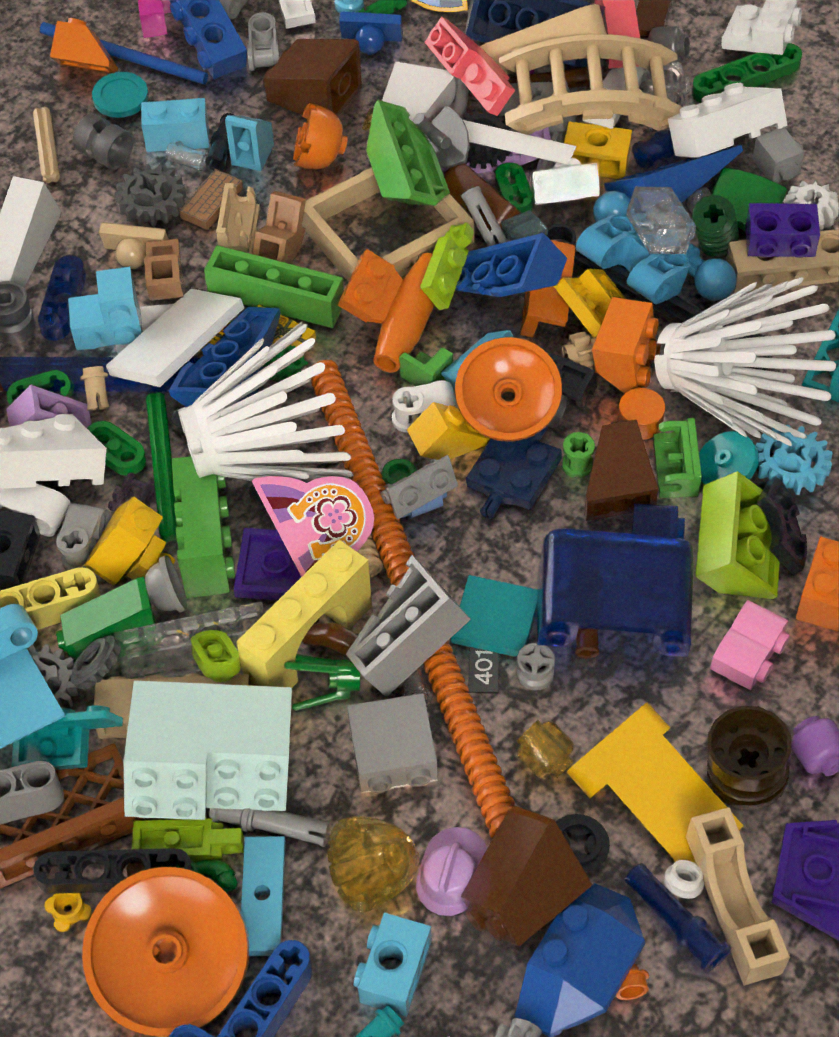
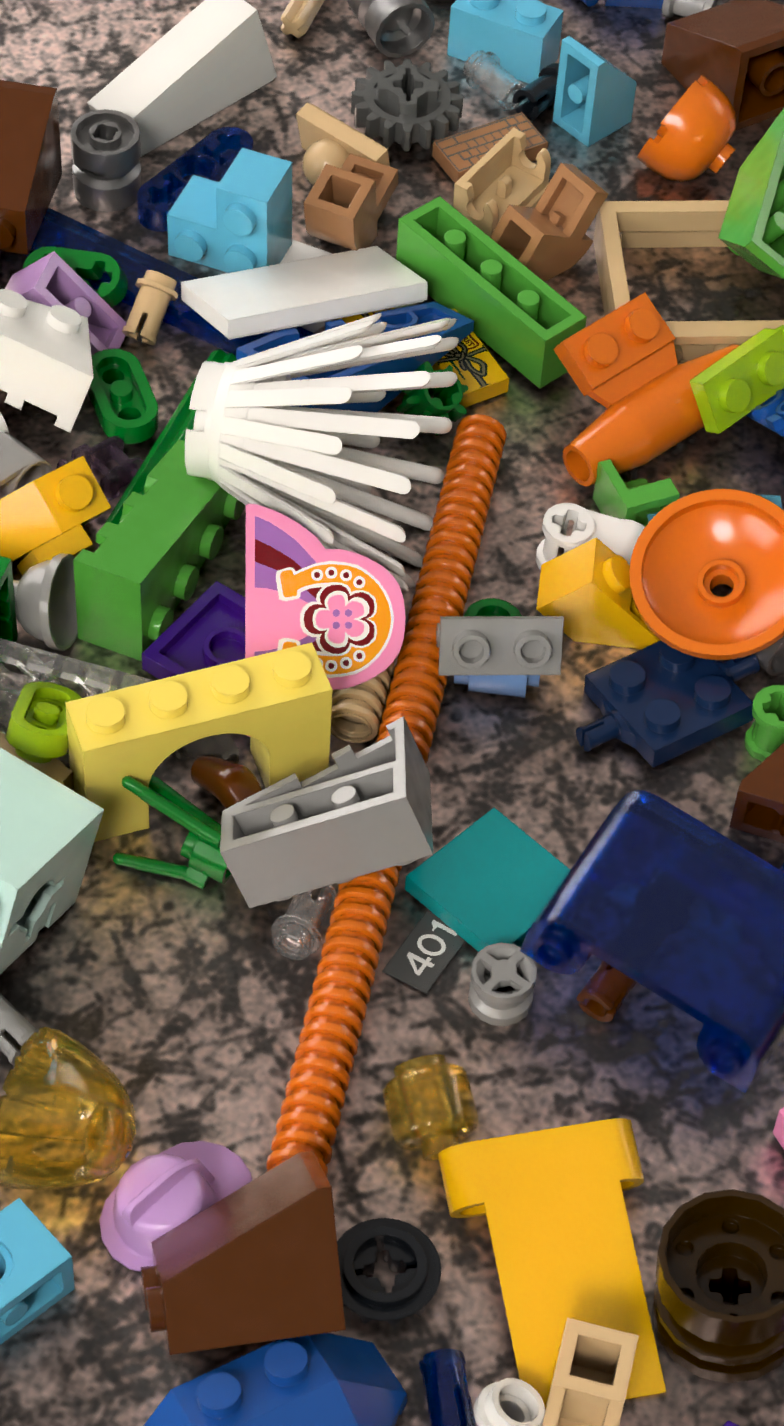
camera: 25 degrees right, 5 degrees down
(392, 743) = (211, 976): light grey piece -> none

